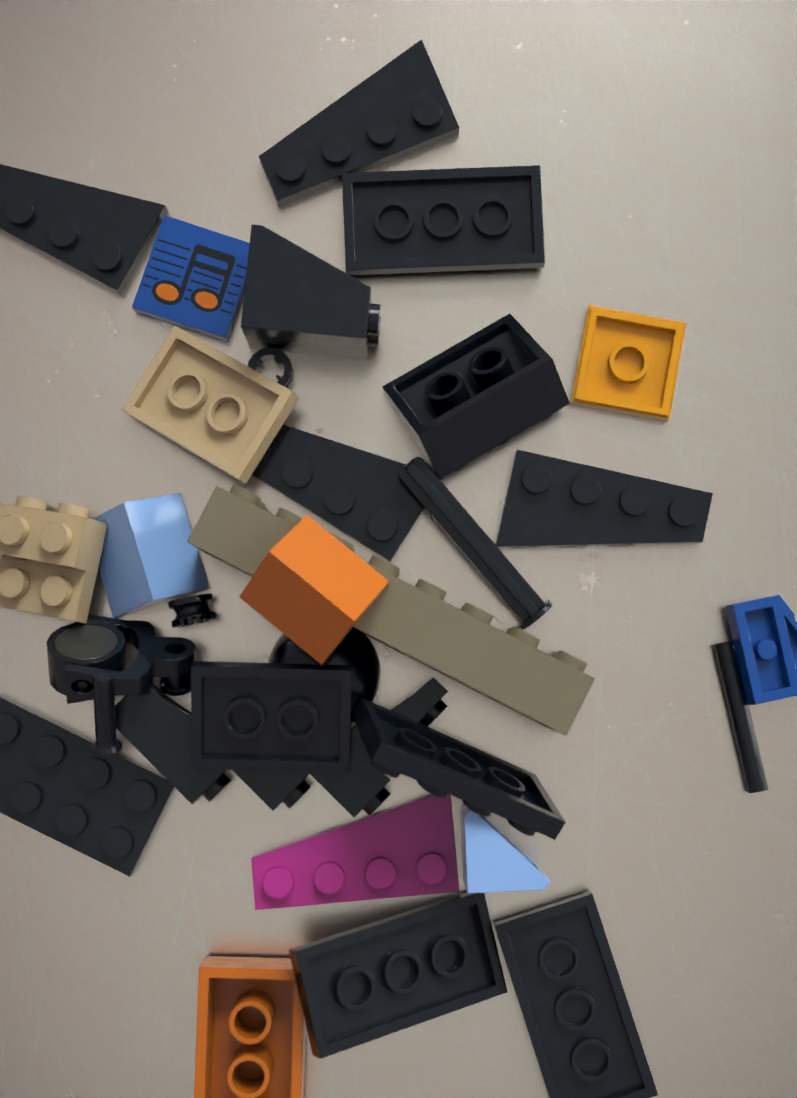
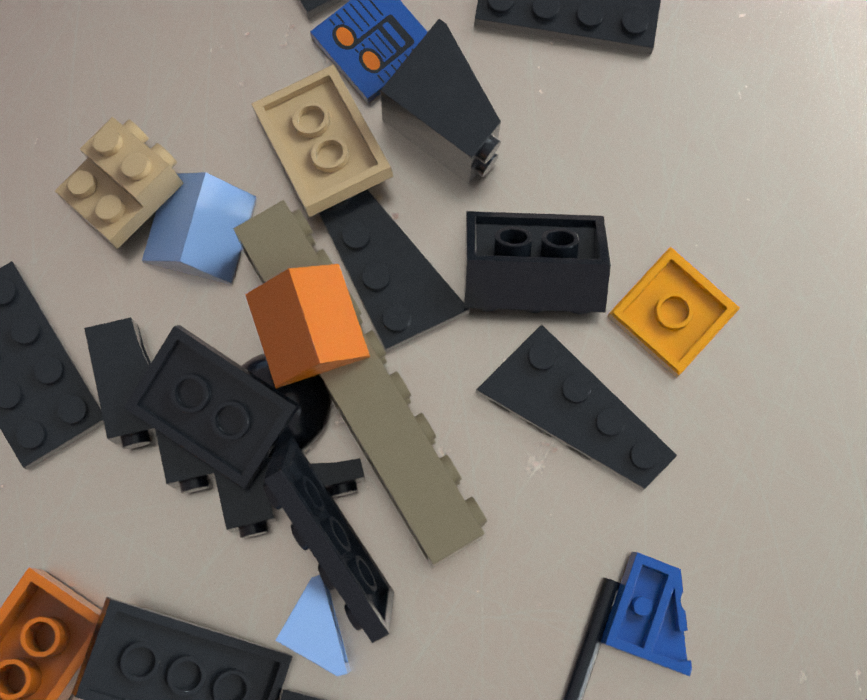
camera: 30 degrees right, 5 degrees down
(91, 665) = (102, 281): black piece -> none
(192, 608) = (206, 290): black bush -> none
(281, 360) = (391, 130): black bush -> none
(371, 858) = (221, 574): dark pink wing -> none
(443, 220) = (595, 111): black plate -> none
(473, 542) = (460, 373): black axle -> none

